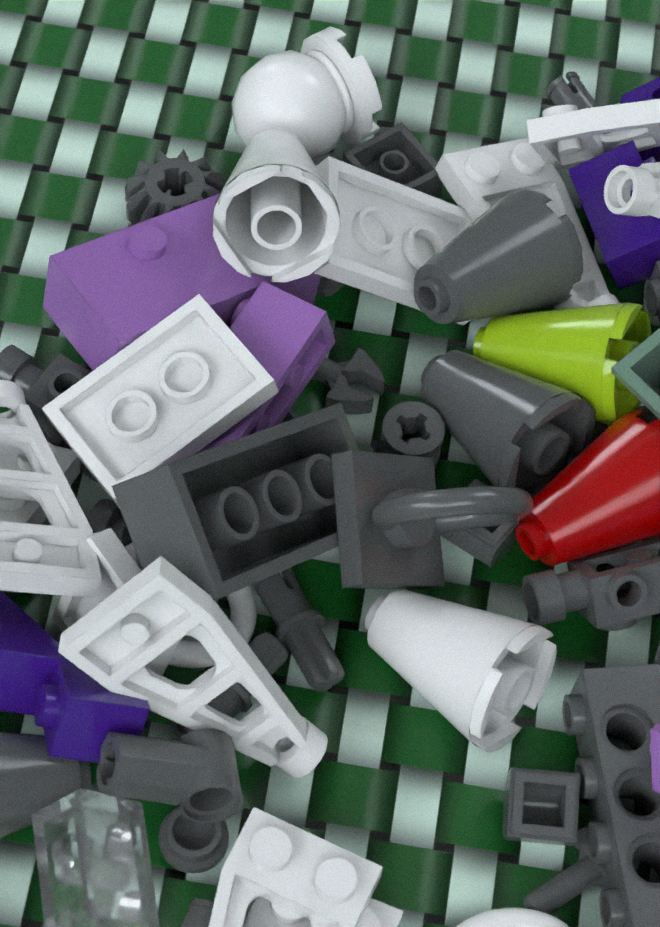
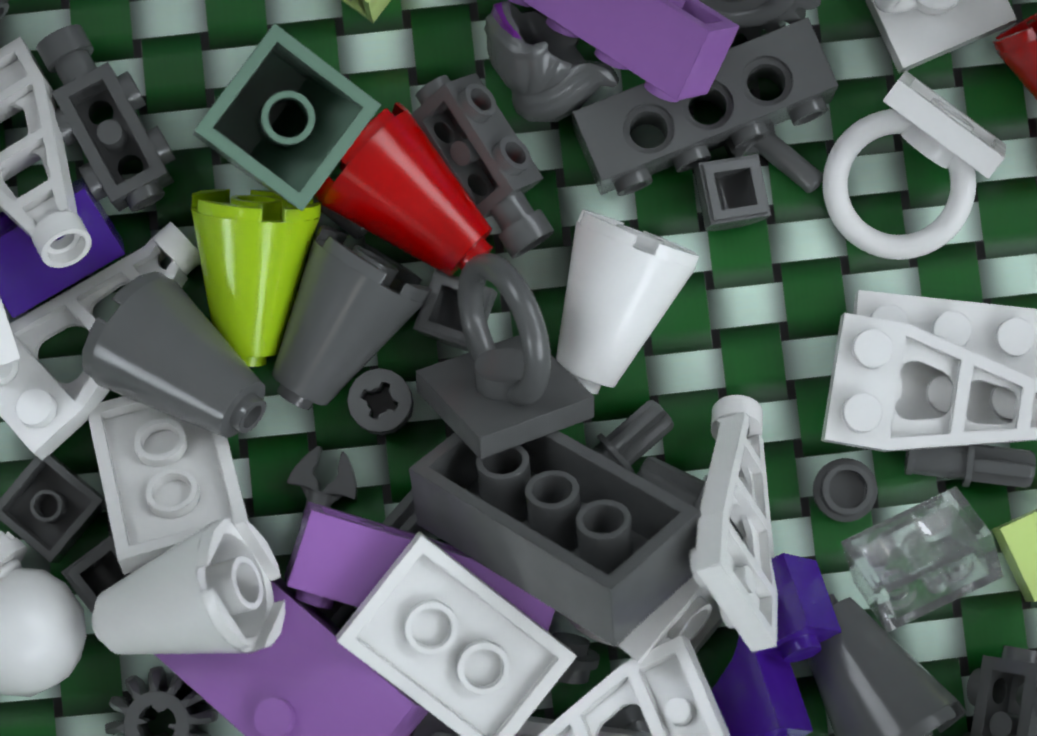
camera: 100 degrees left, 25 degrees up
(192, 772) = (813, 505): dark grey piece -> none

